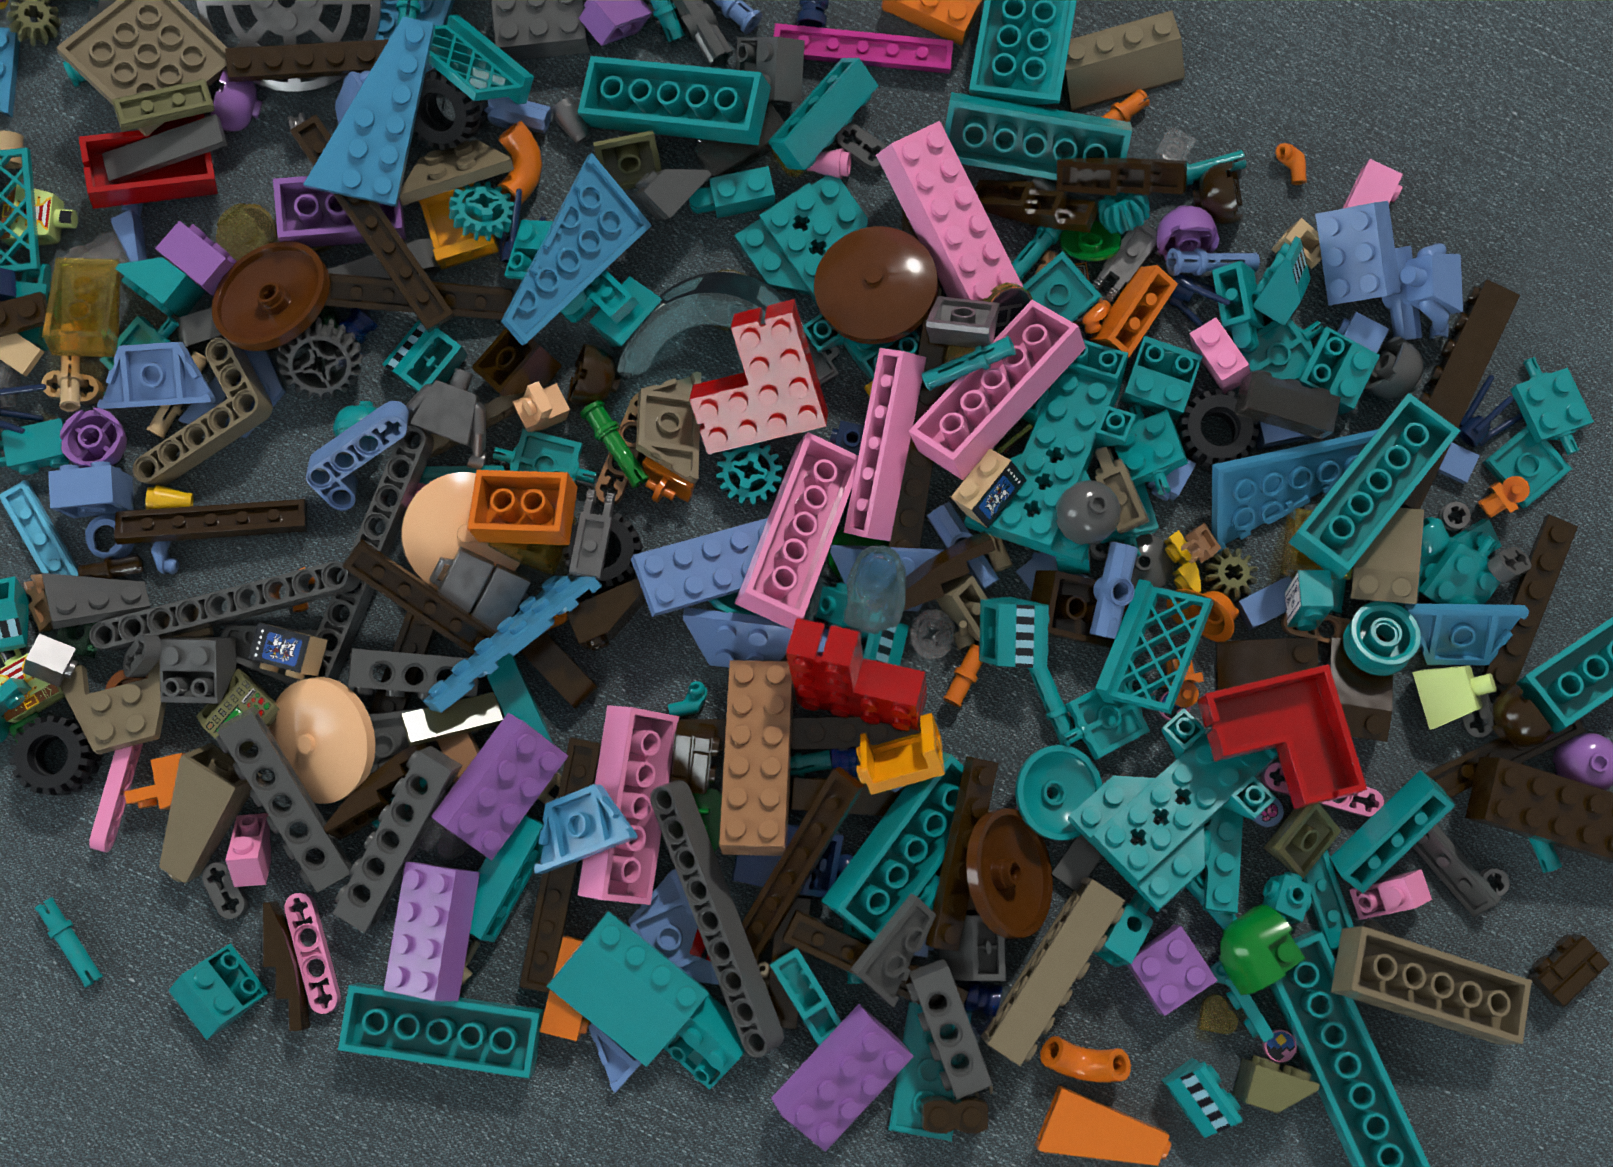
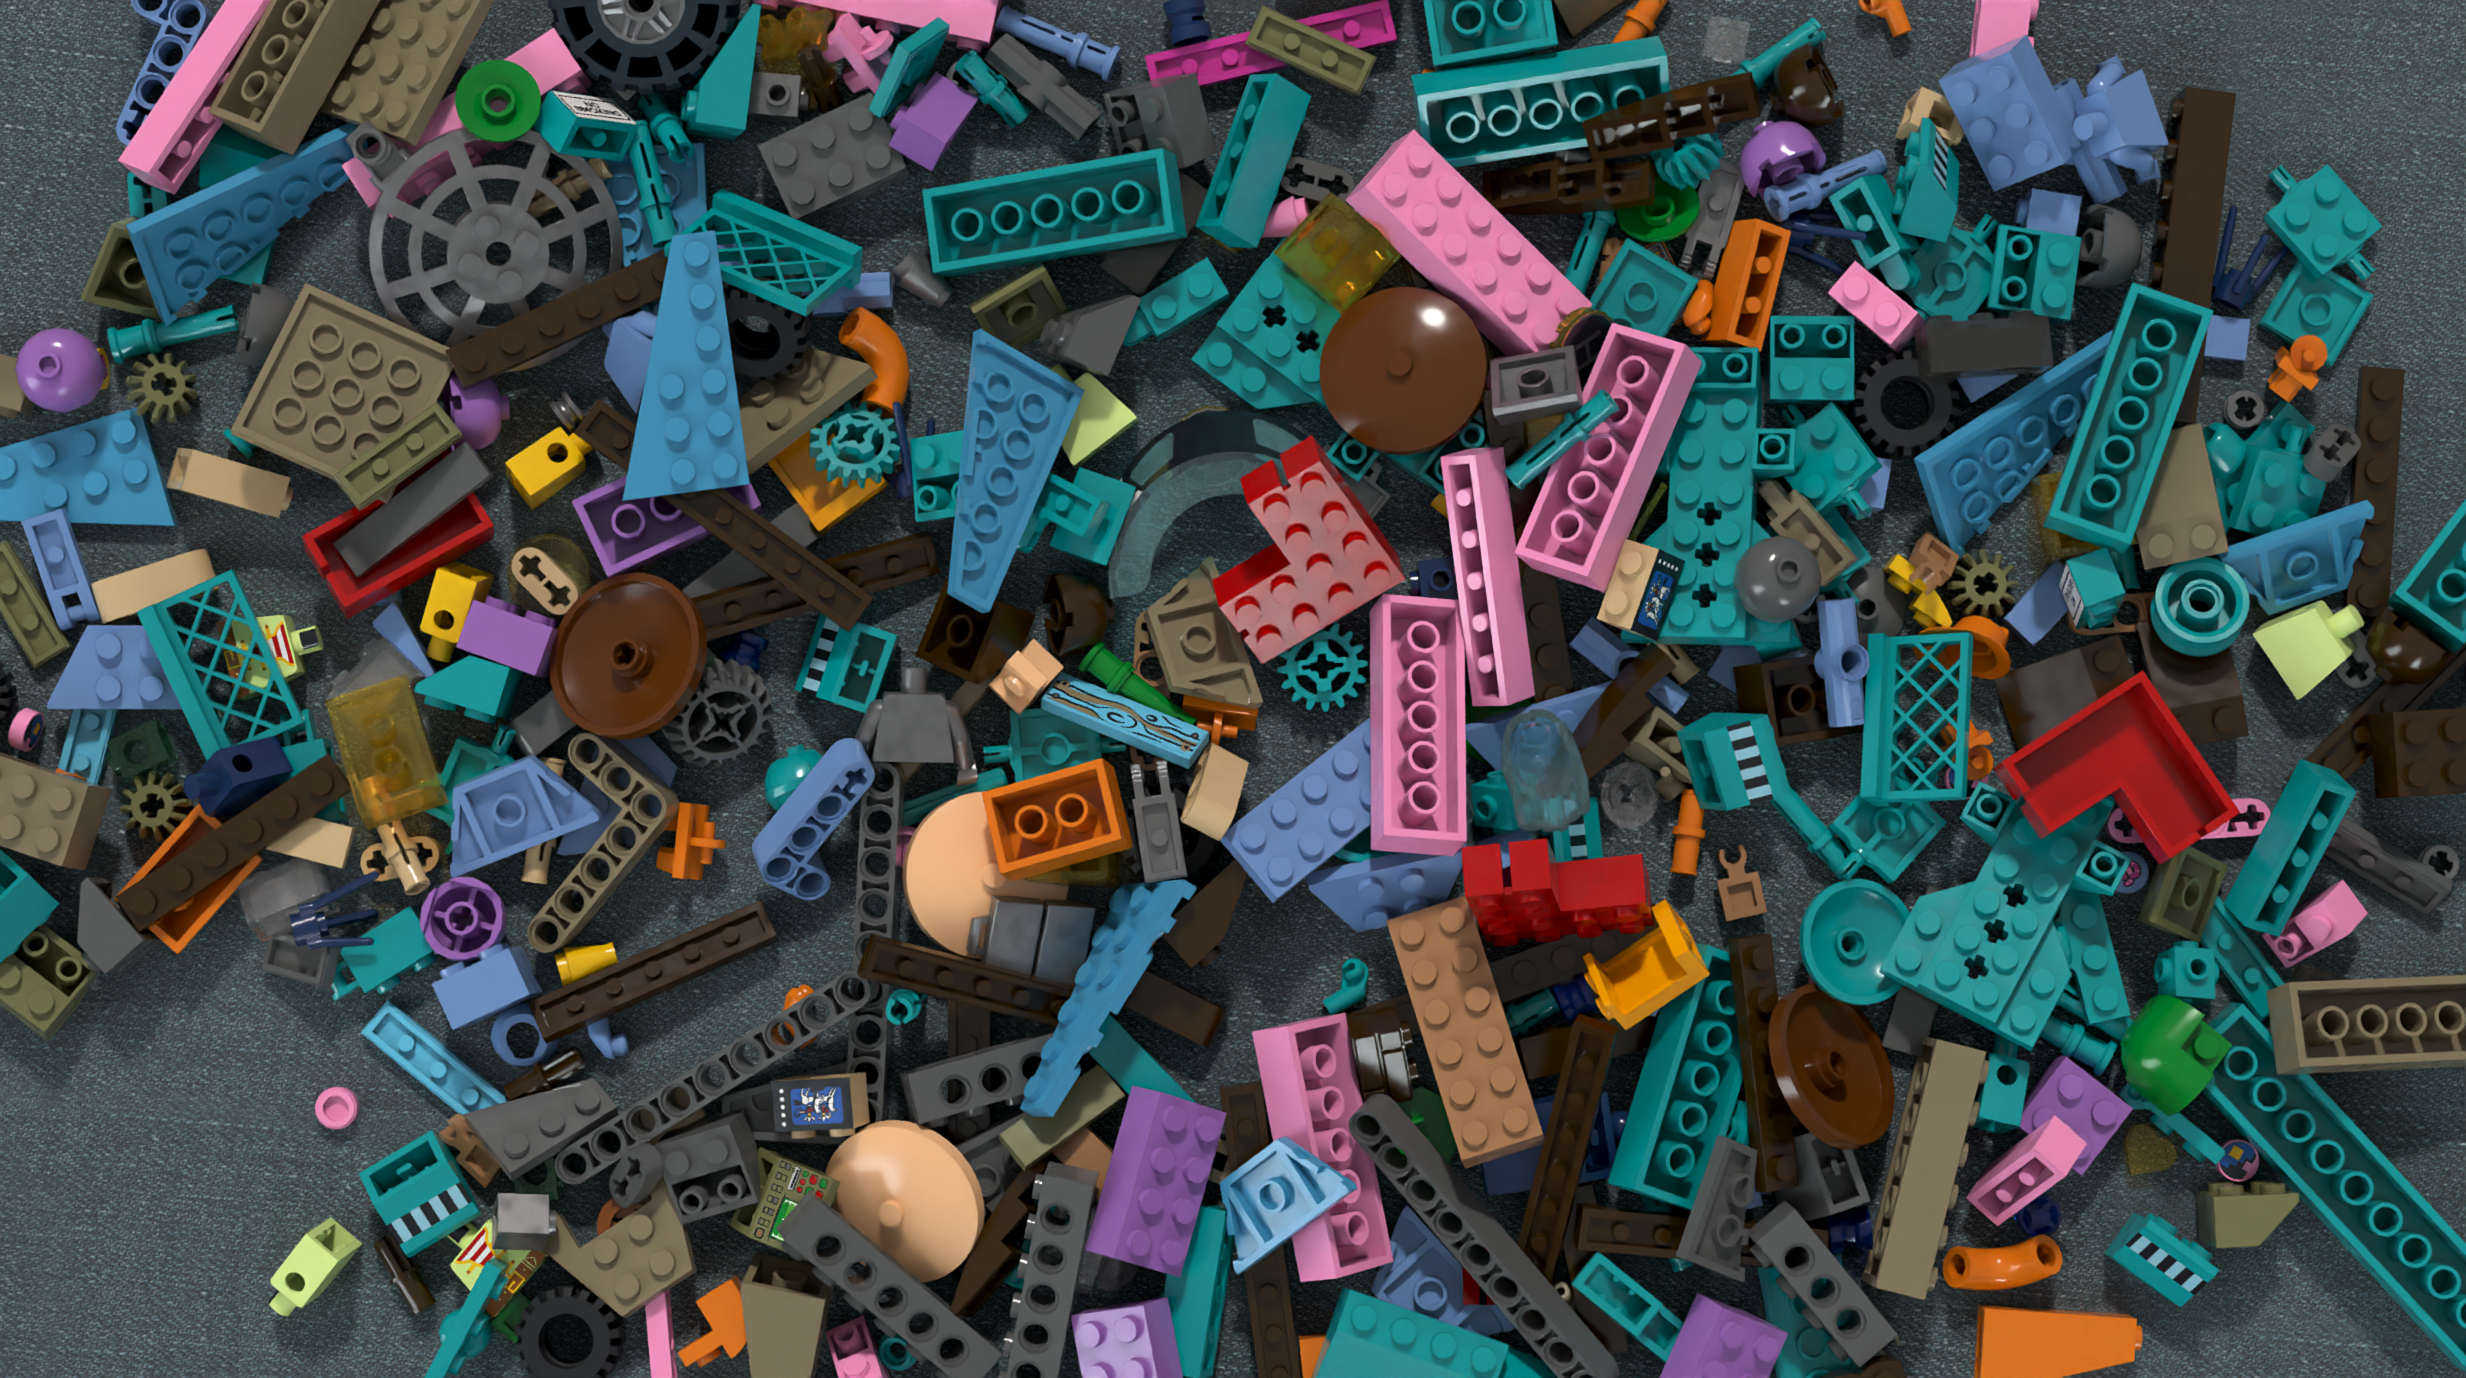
camera: 20 degrees left, 5 degrees up
(54, 95) = (230, 482): none -> tan slope
(164, 217) = (452, 592): none -> yellow torso
(235, 236) = (539, 587): none -> tan beam
(269, 156) = (539, 477): none -> yellow torso
(271, 443) = (693, 843): none -> orange hips
(274, 847) = (890, 1357): none -> teal plate
(369, 603) = (906, 1004): none -> teal pin
(598, 459) = (1125, 720): none -> medium azure tile
(640, 526) = (1214, 791): none -> tan beam
(652, 252) = (1096, 421): none -> yellowish green torso
(859, 193) = (1337, 253): none -> clear yellow slope
(888, 56) = (1310, 51): none -> olive tile
(987, 729) = (1740, 891): none -> medium nougat plate
(1126, 998) = (2026, 1170): none -> bright pink brick
(1126, 1039) = (2044, 1219): none -> clear blue wheel
(1192, 921) = (2079, 1044): none -> teal pin

